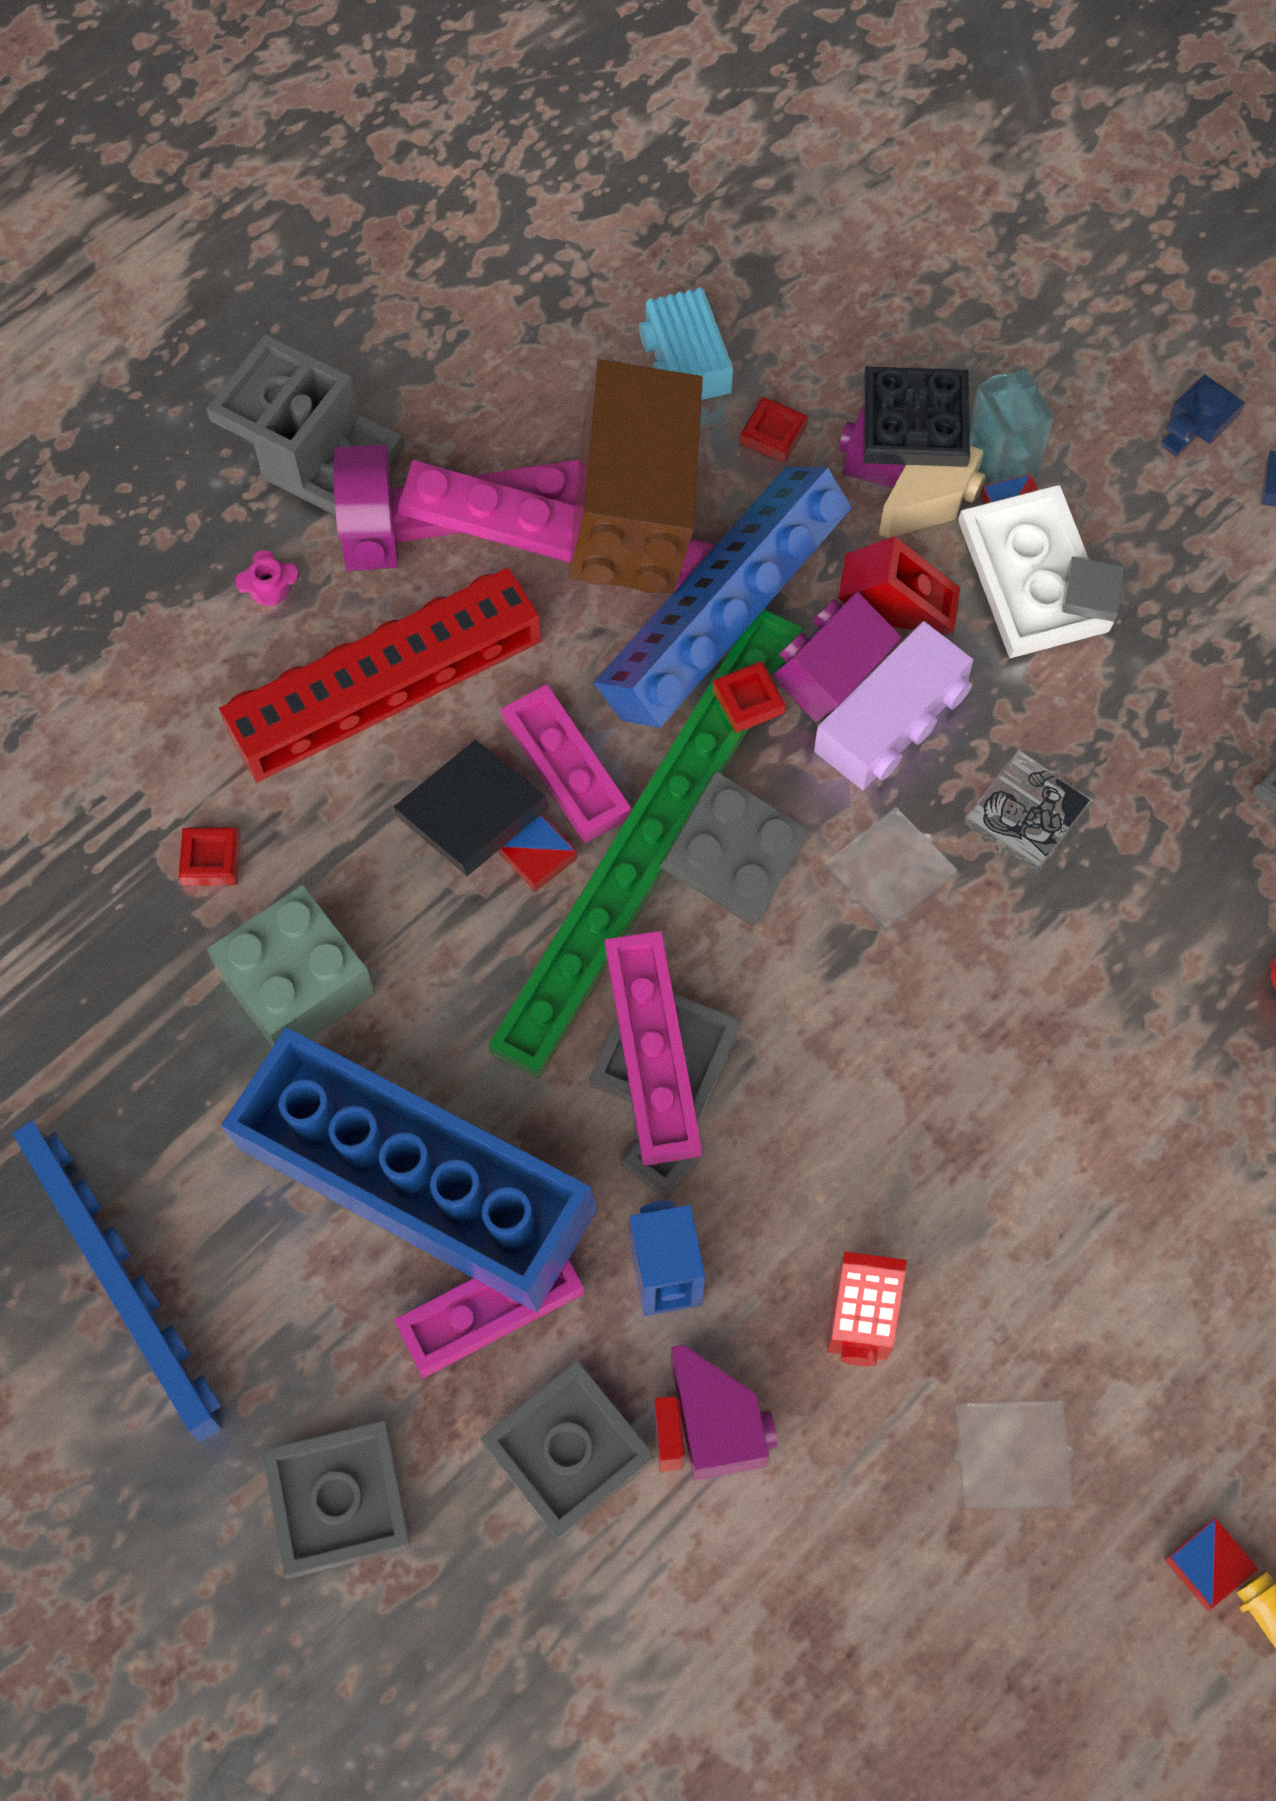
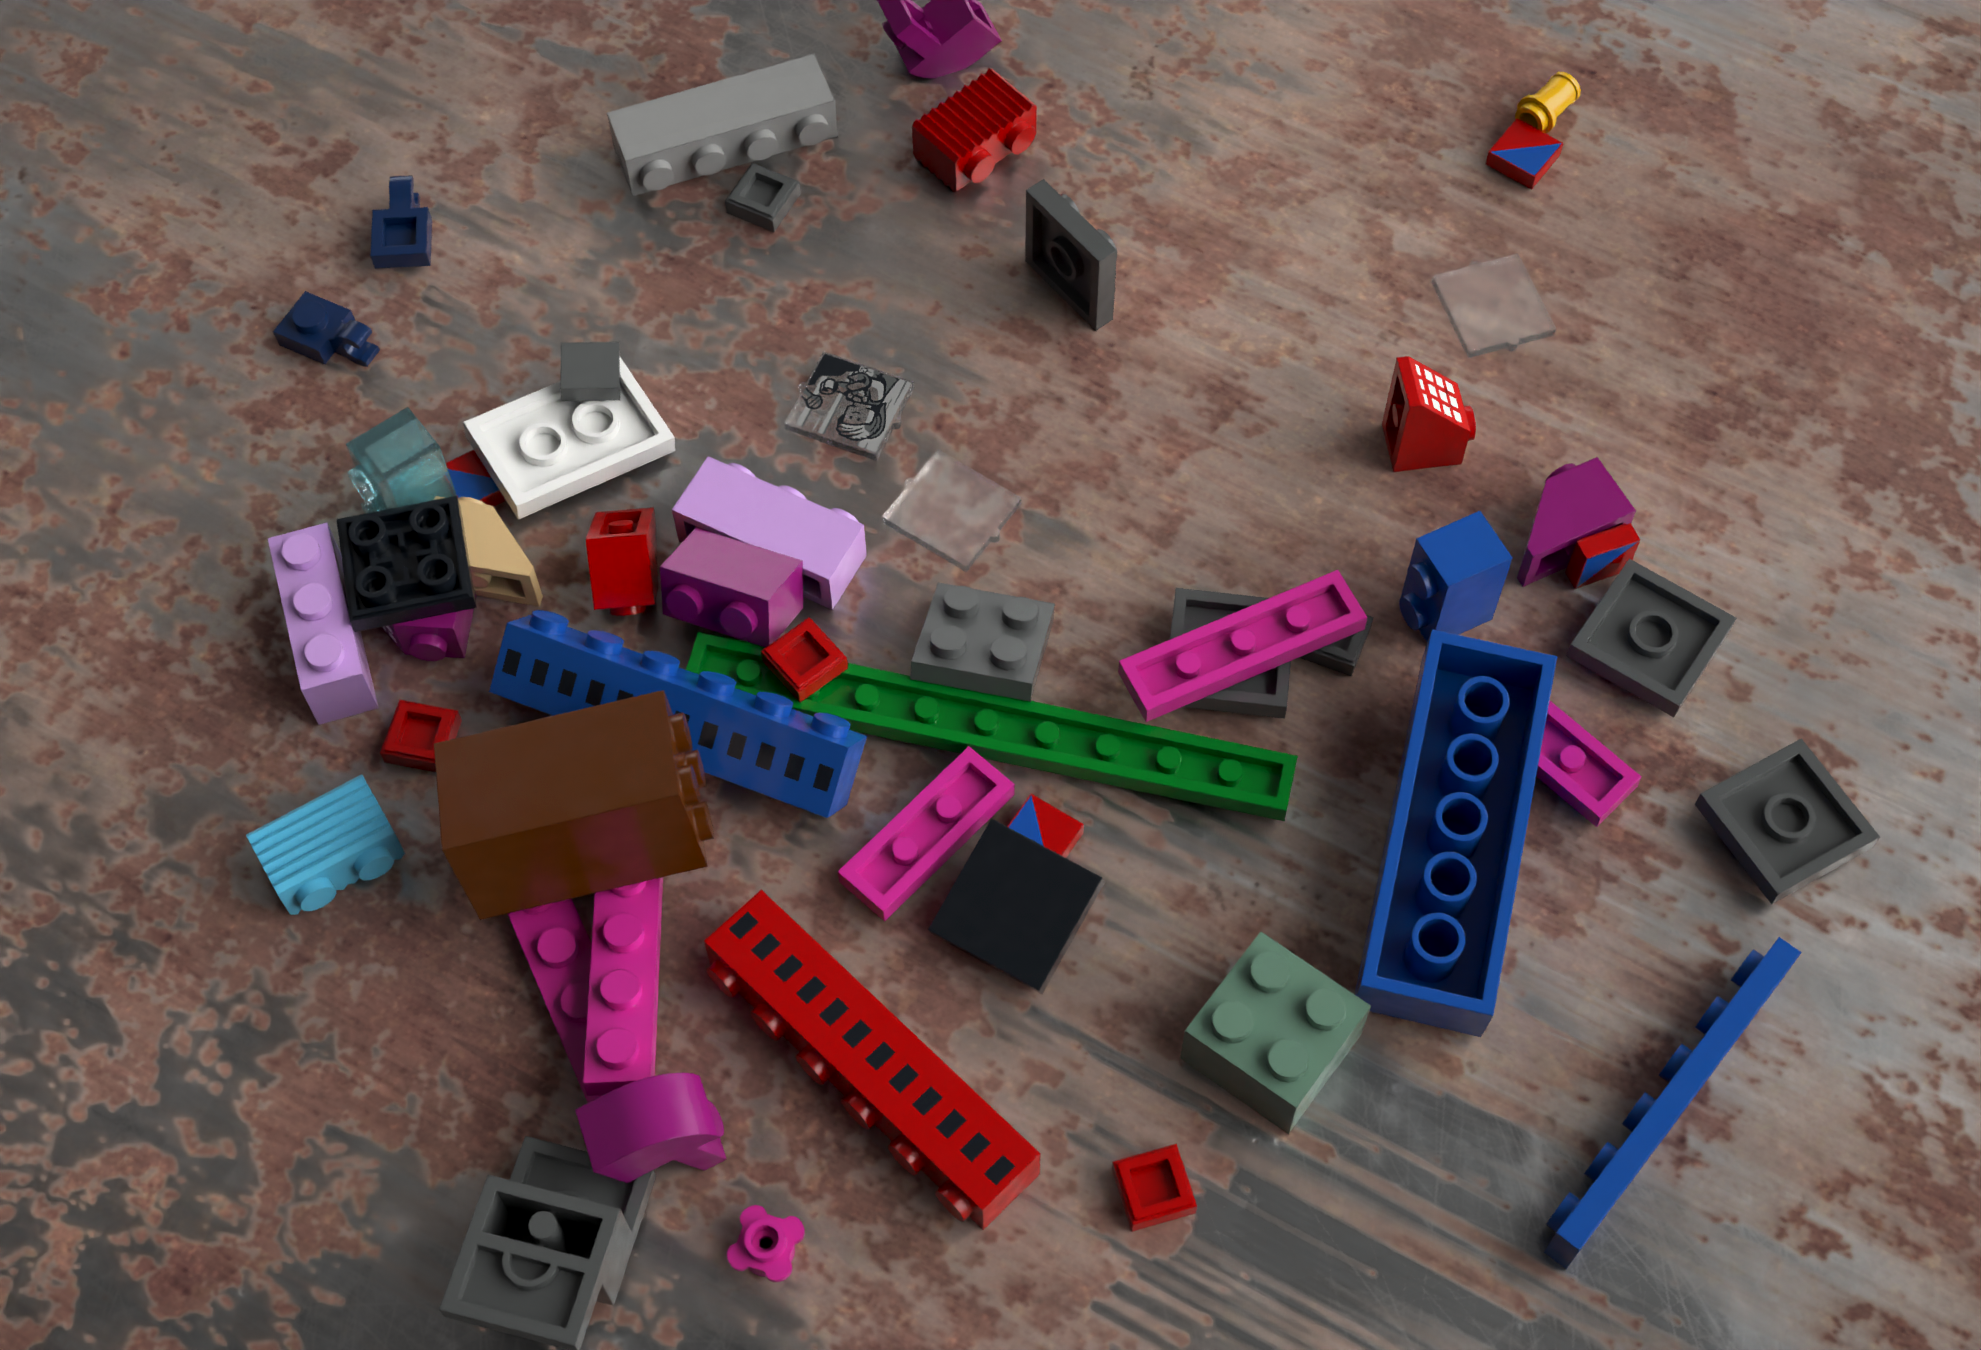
camera: 105 degrees left, 5 degrees down
(841, 358) = (323, 642): none -> lavender brick
(1139, 1019) = (1070, 254): none -> dark grey plate

